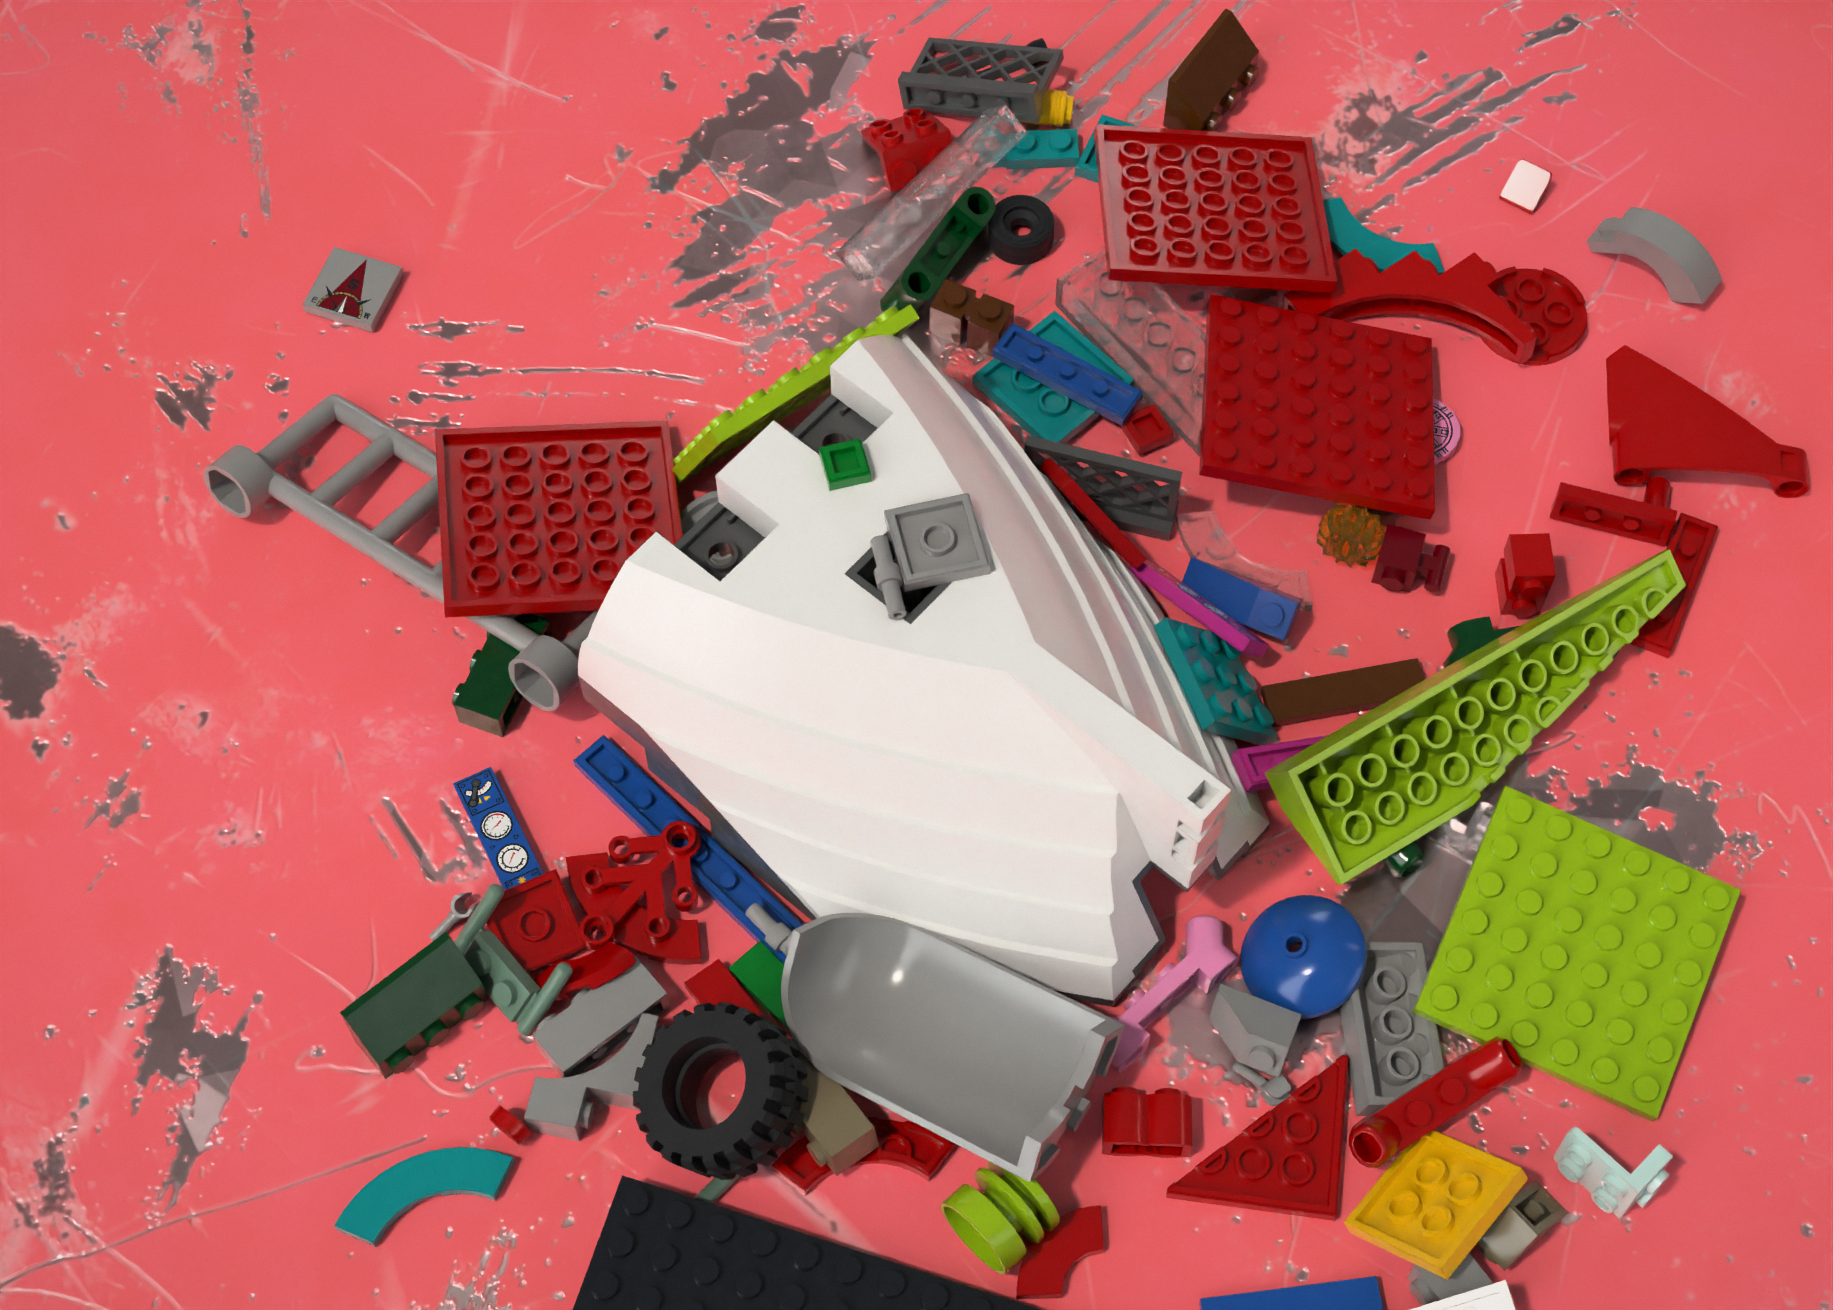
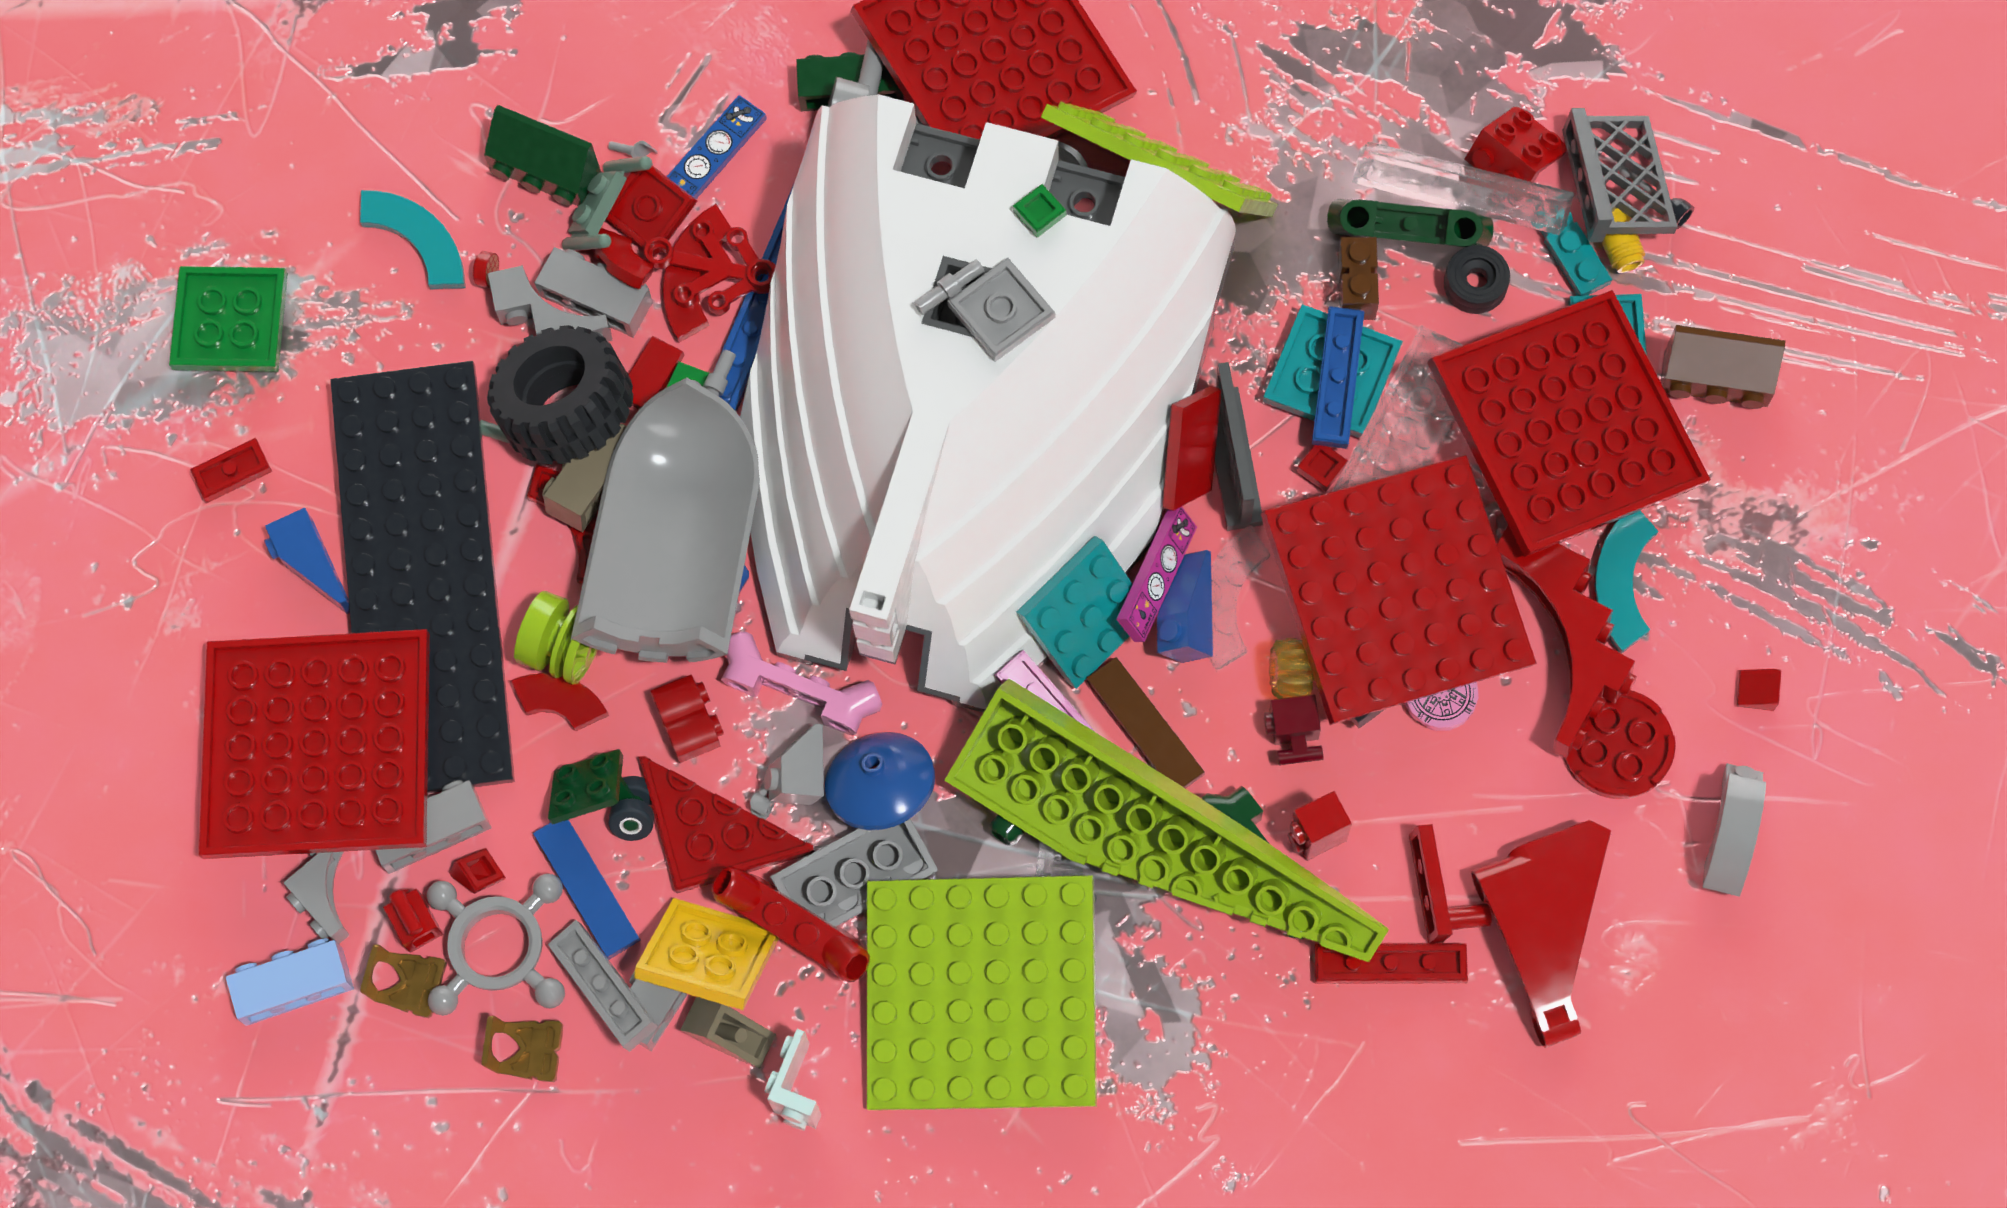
camera: 70 degrees right, 10 degrees up
(1191, 1250) = (598, 785): none -> dark green plate

